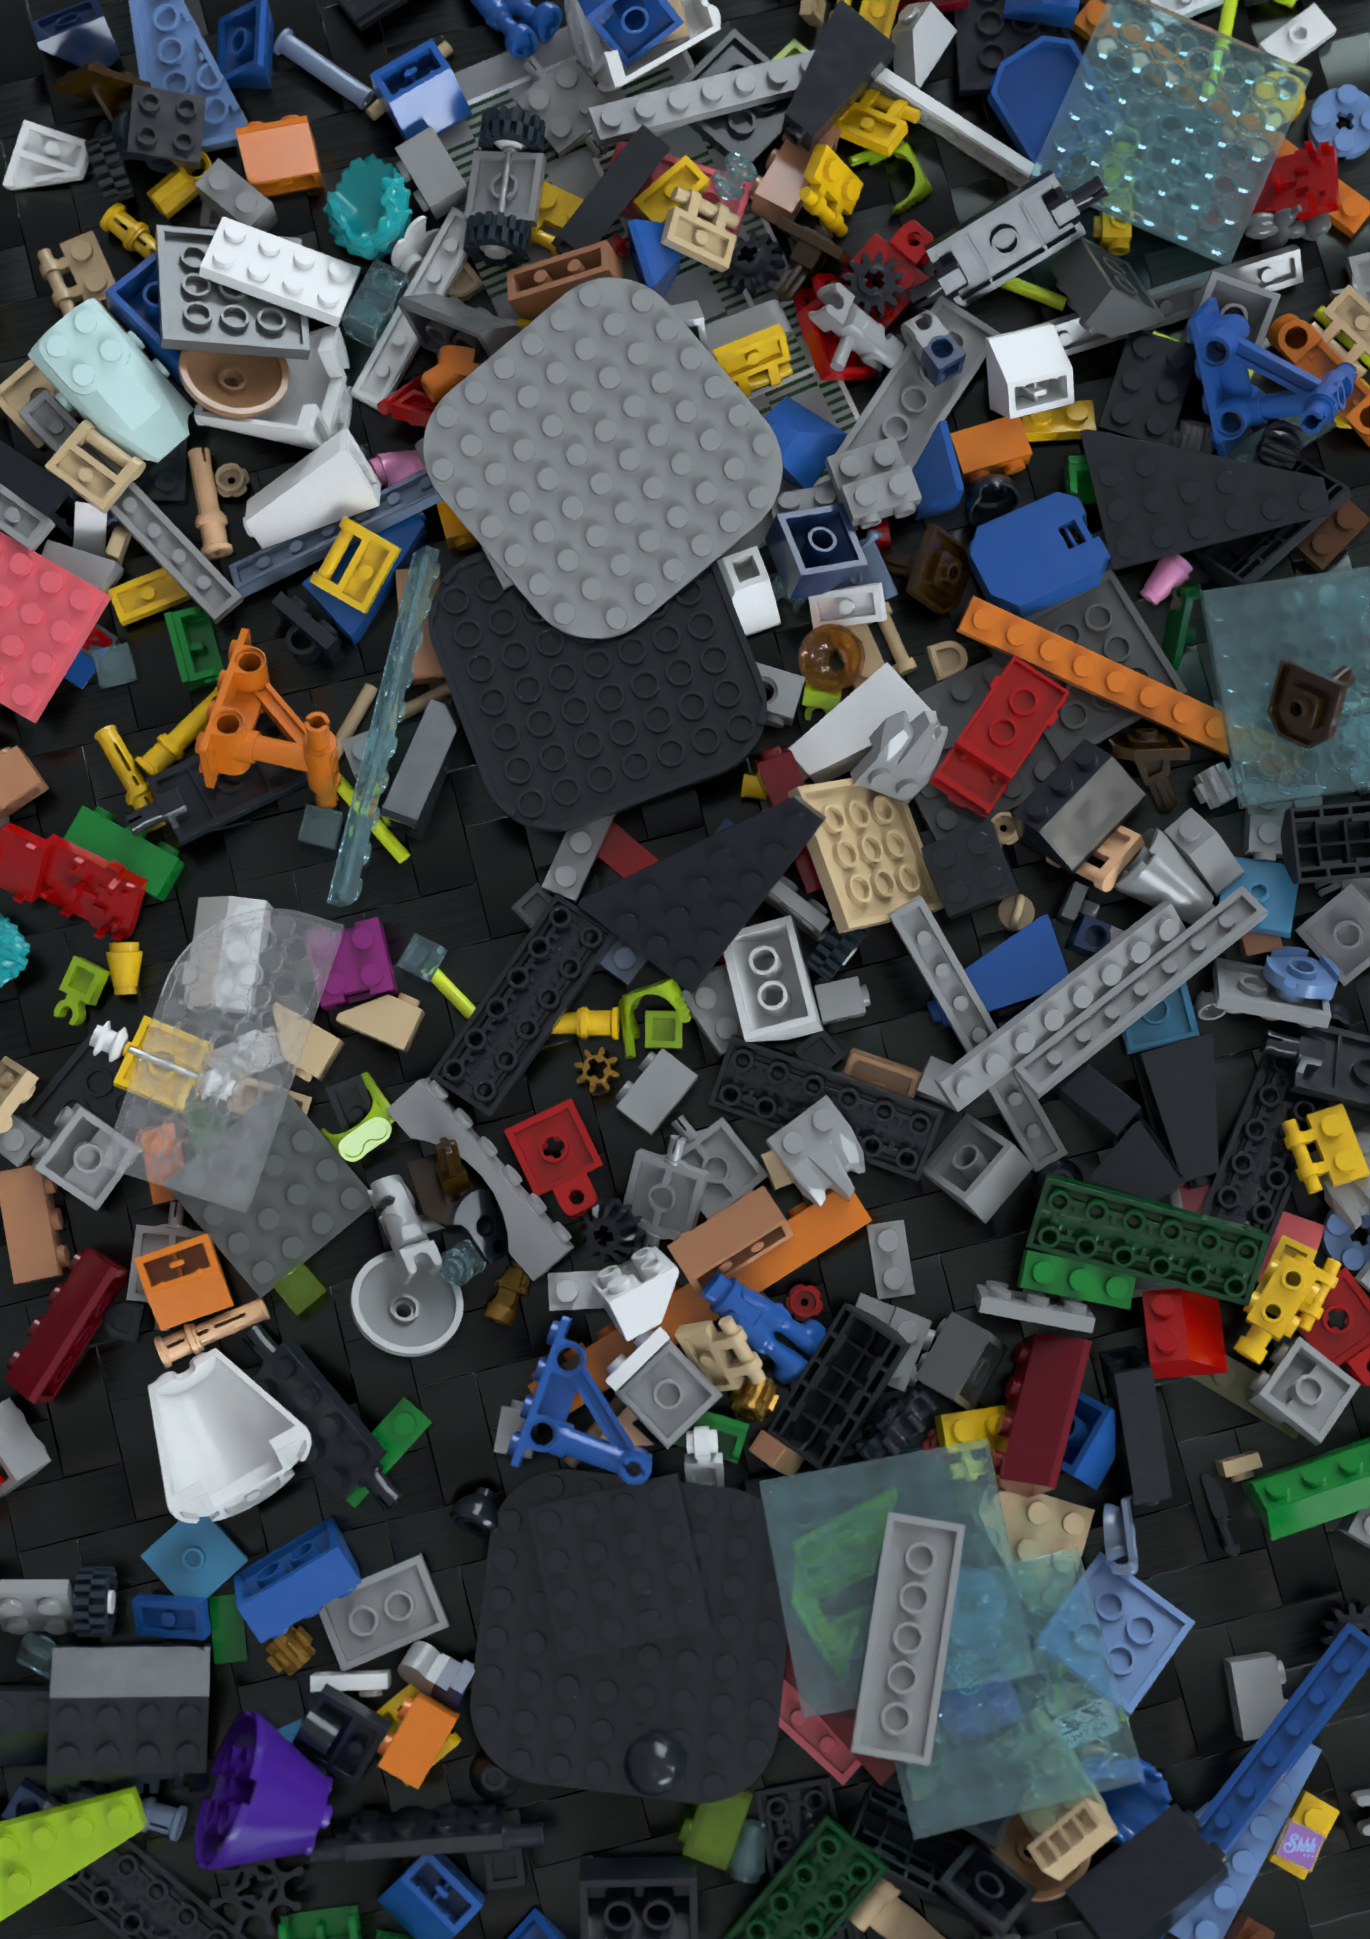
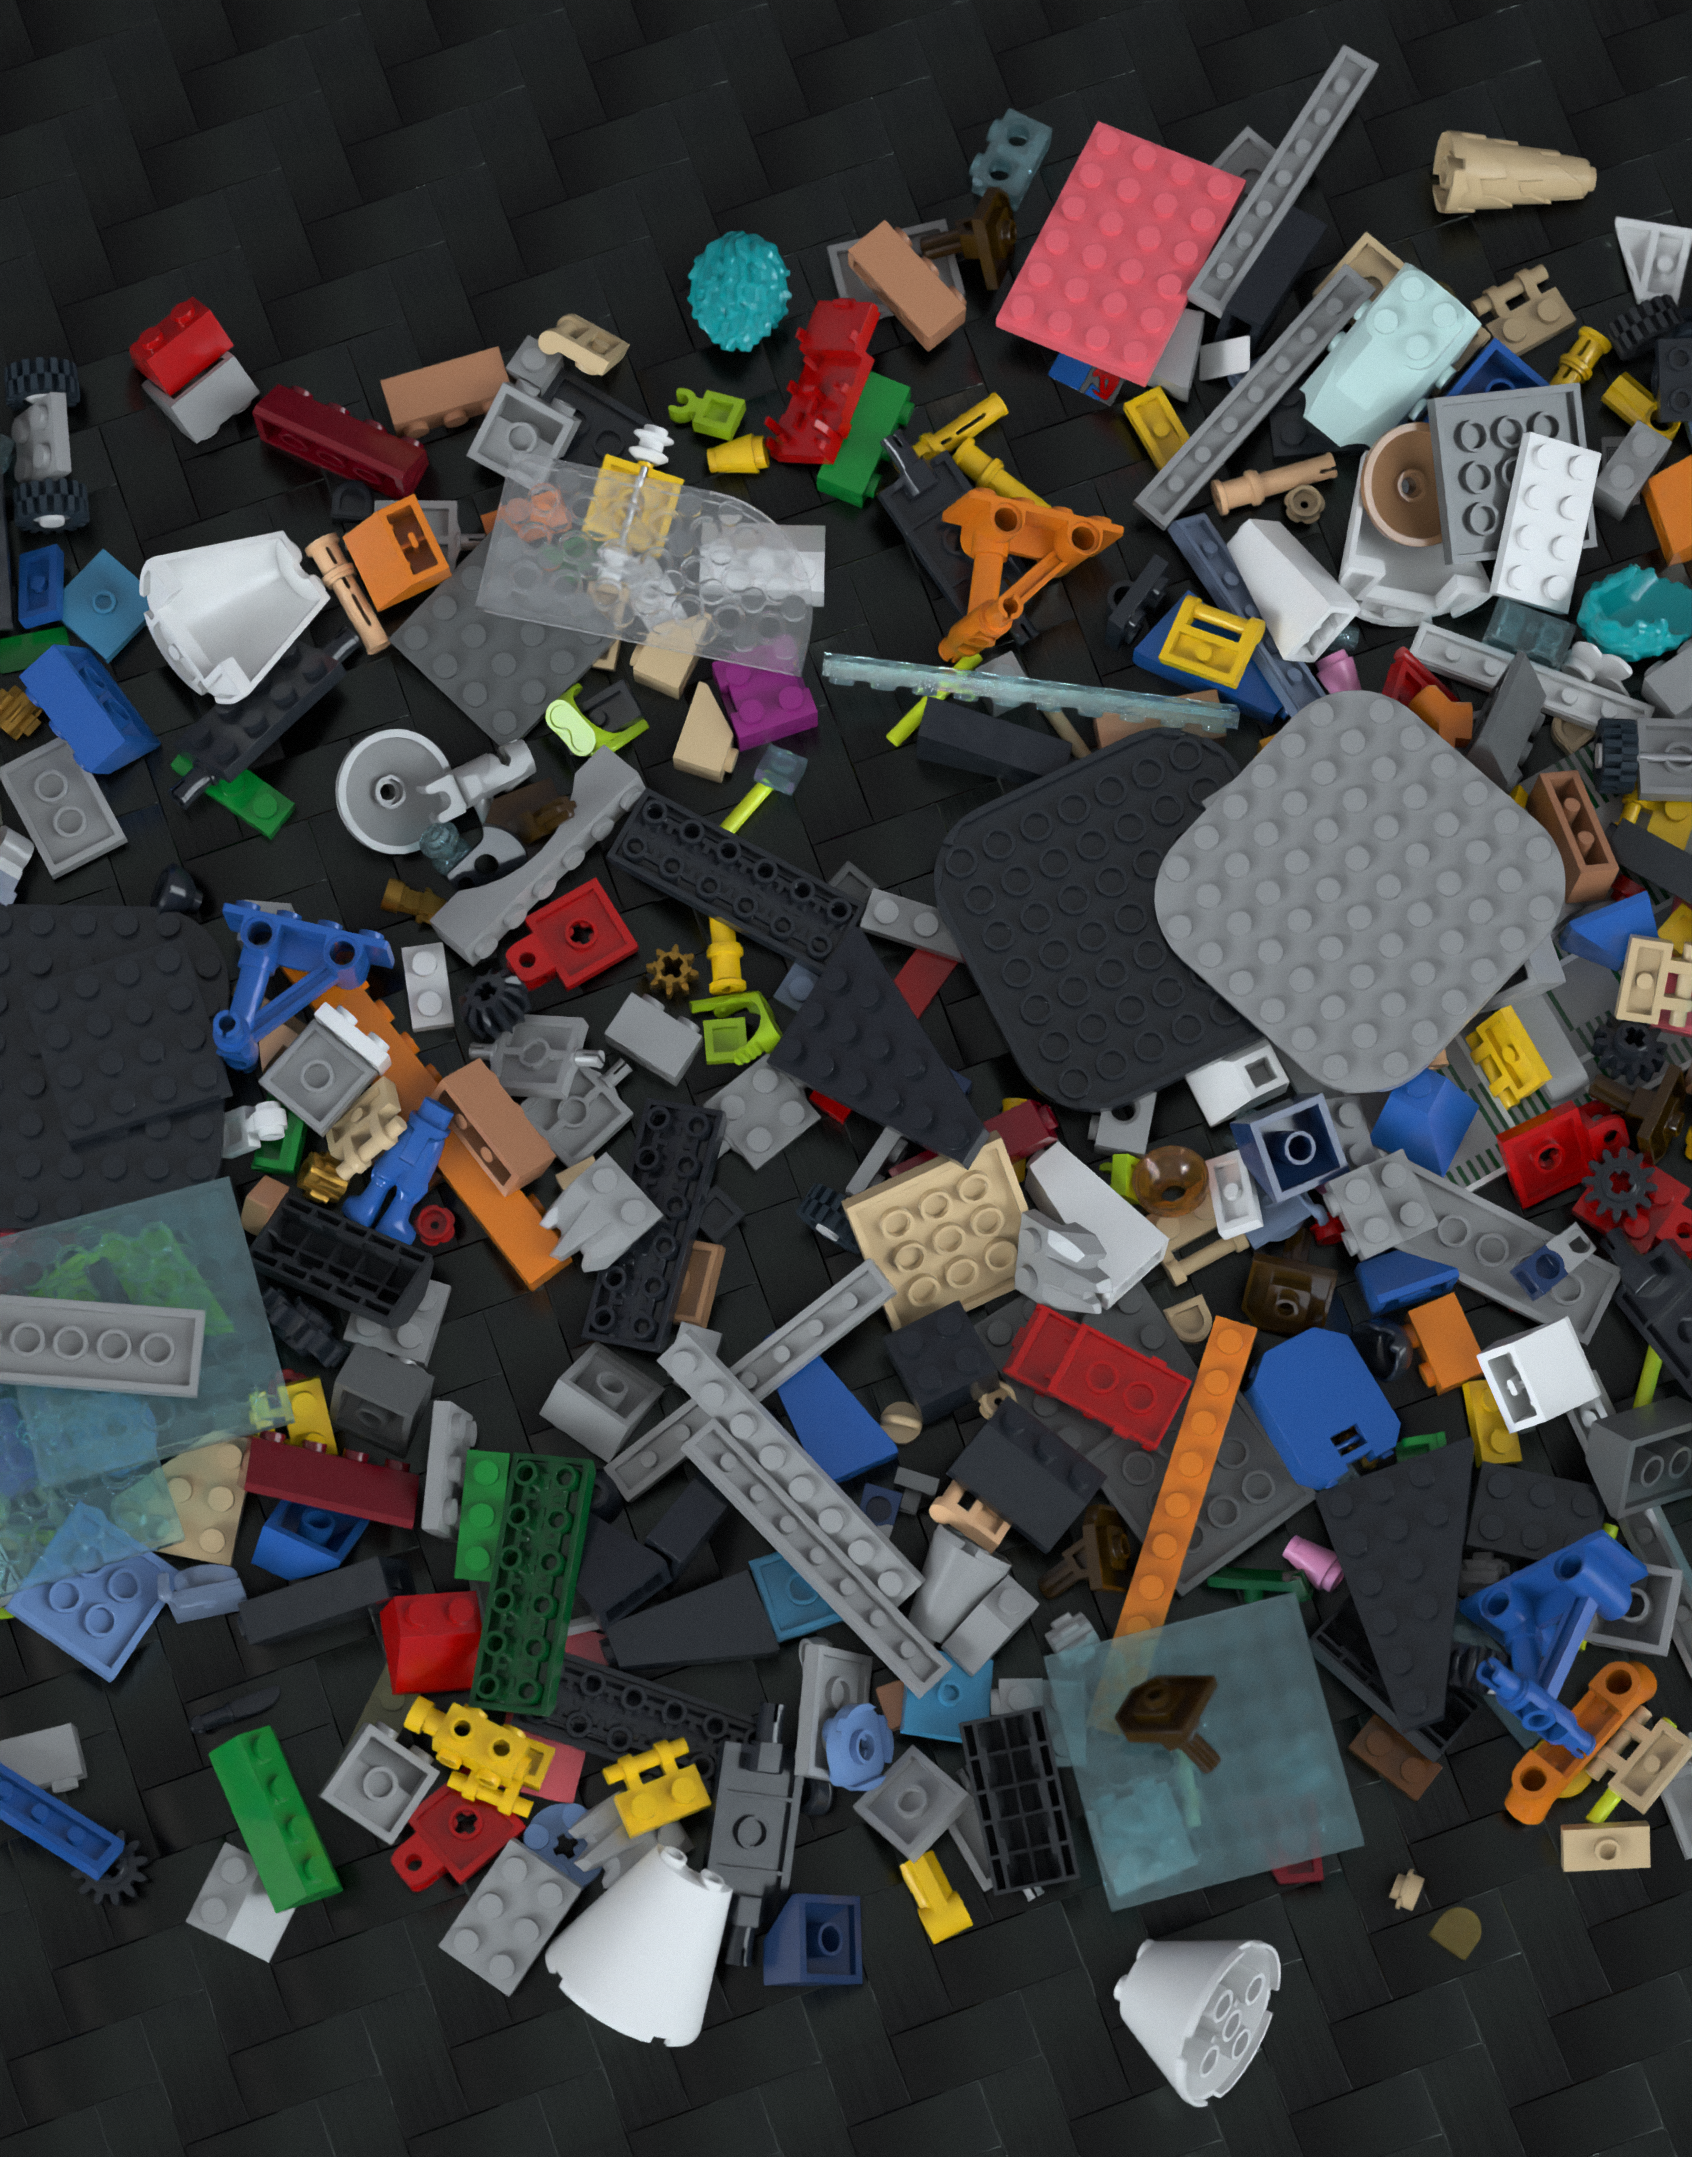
camera: 85 degrees right, 5 degrees down
(86, 474) = (1279, 343): tan plate -> none
(114, 665) = (1077, 405): clear light blue plate -> none
(118, 545) = (1210, 390): tan tile -> none
(194, 647) = (1105, 485): green hinge -> none
(299, 1288) = (402, 680): clear neon green plate -> none
(320, 826) = (917, 643): clear light blue plate -> none
(355, 715) = (1038, 664): tan piece -> none
(637, 1291) = (426, 1029): white slope -> none
(772, 982) = (787, 1148): white slope -> none
(841, 1000) = (778, 1232): light grey brick -> none
(855, 329) = (1558, 1169): light grey piece -> none
(890, 1259) = (491, 1316): light grey plate -> none
(1239, 1466) = (290, 1723): tan plate -> none

